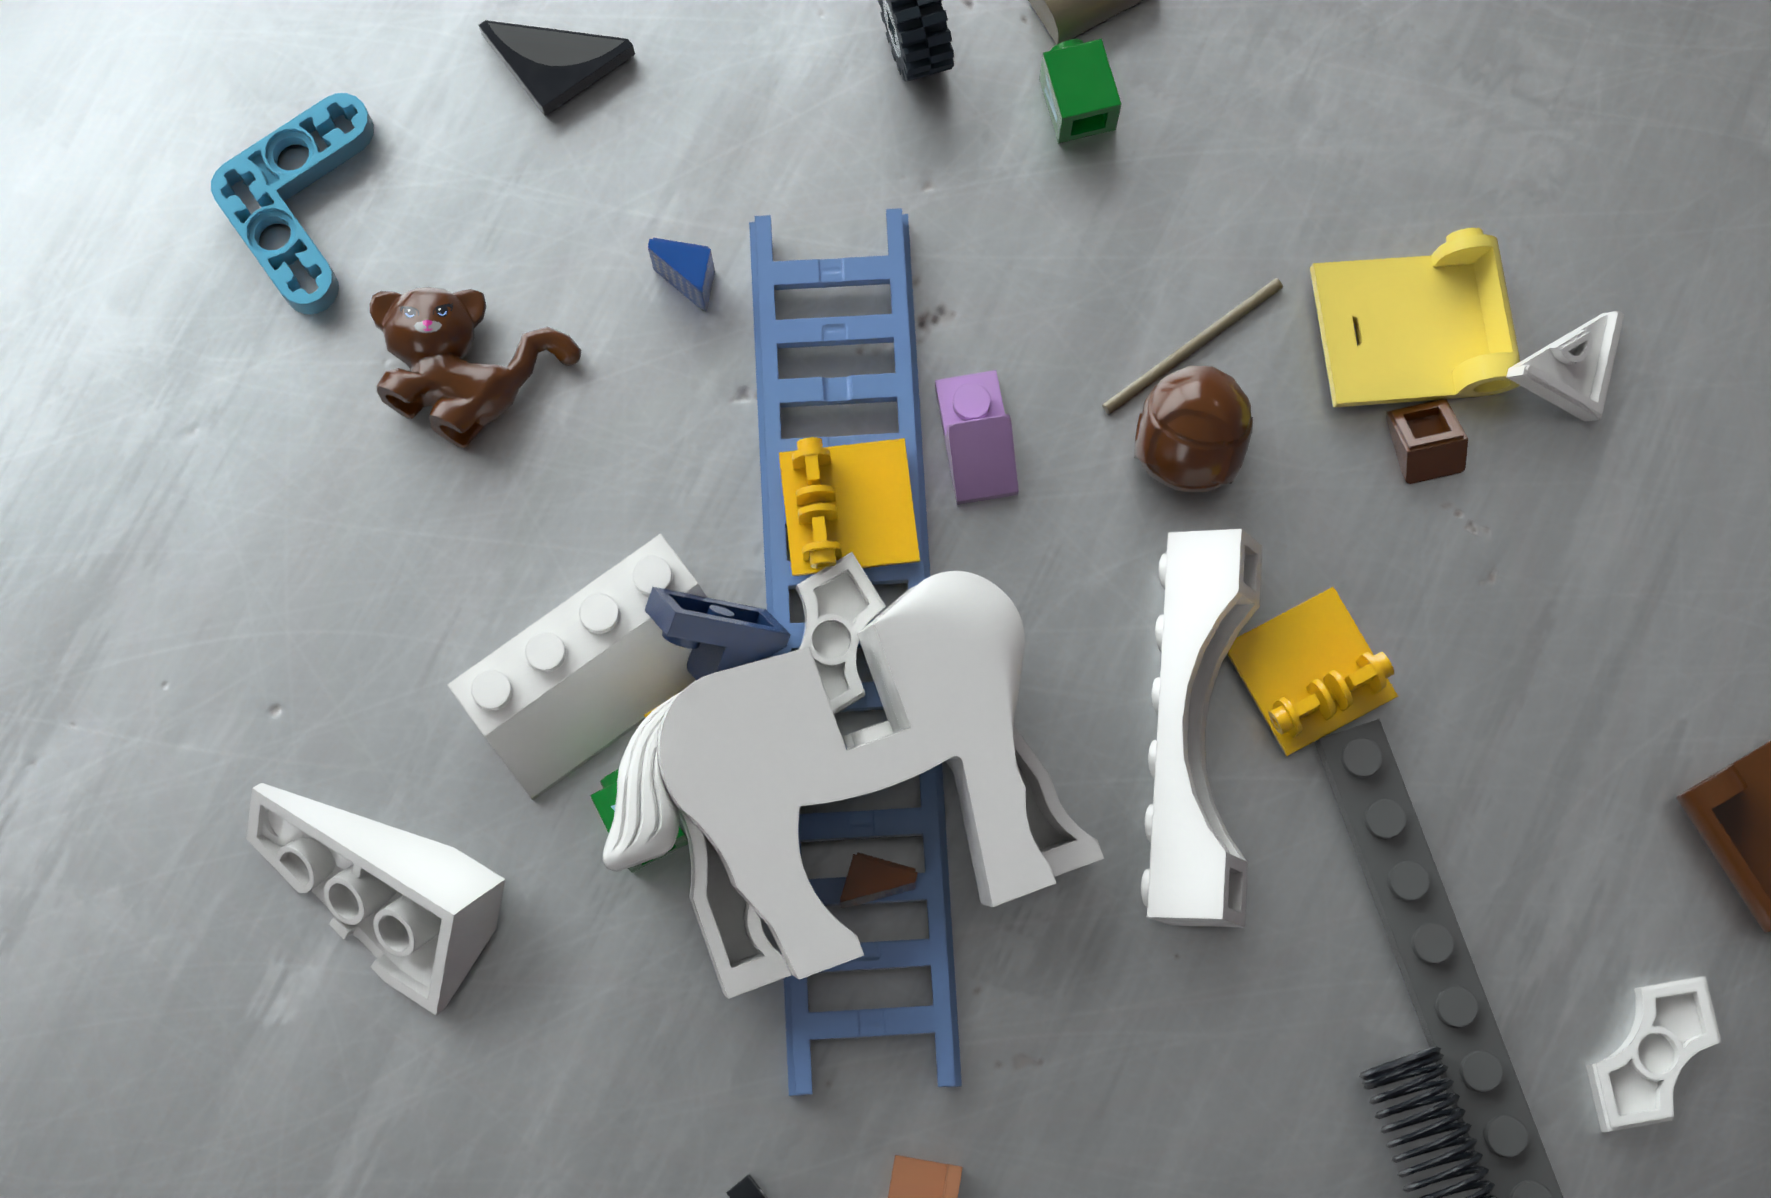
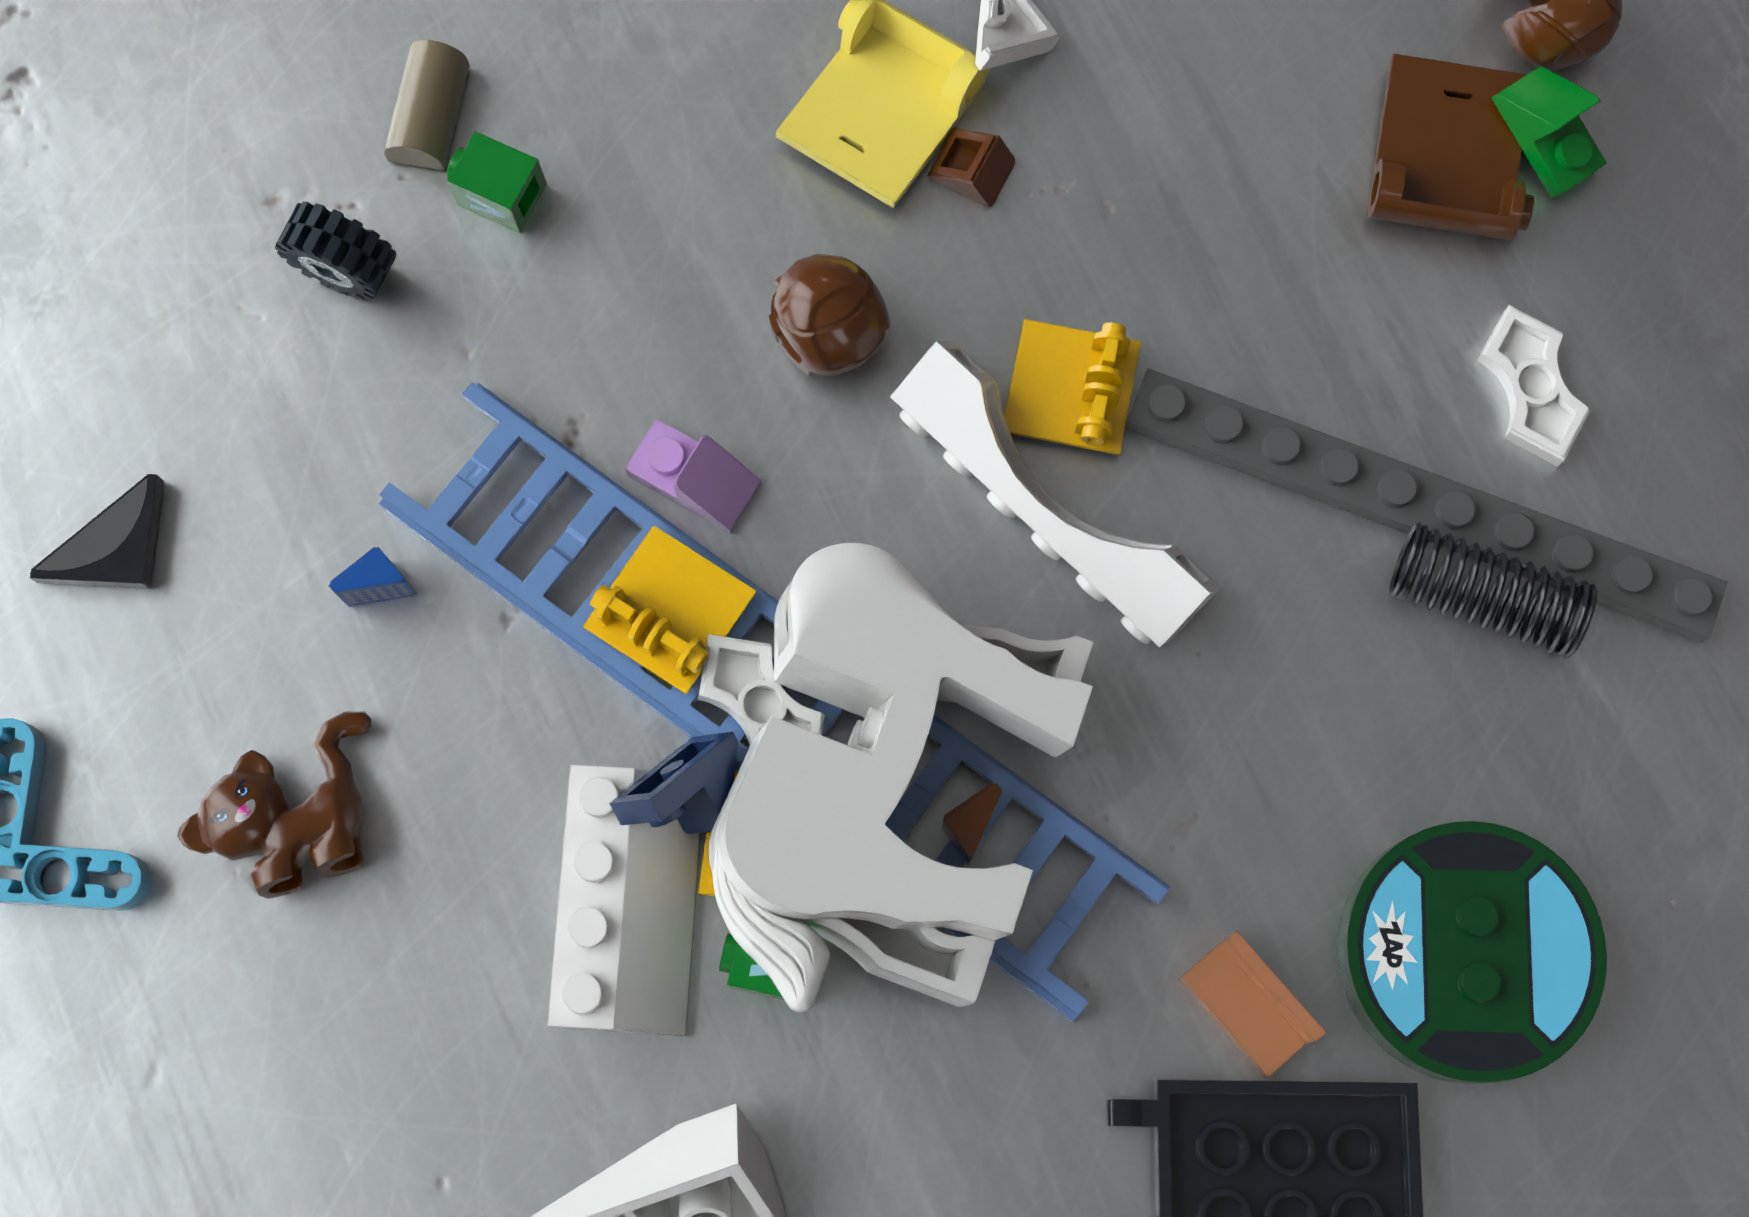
camera: 50 degrees left, 0 degrees up
(1192, 346) = (759, 268): dark tan axle -> none

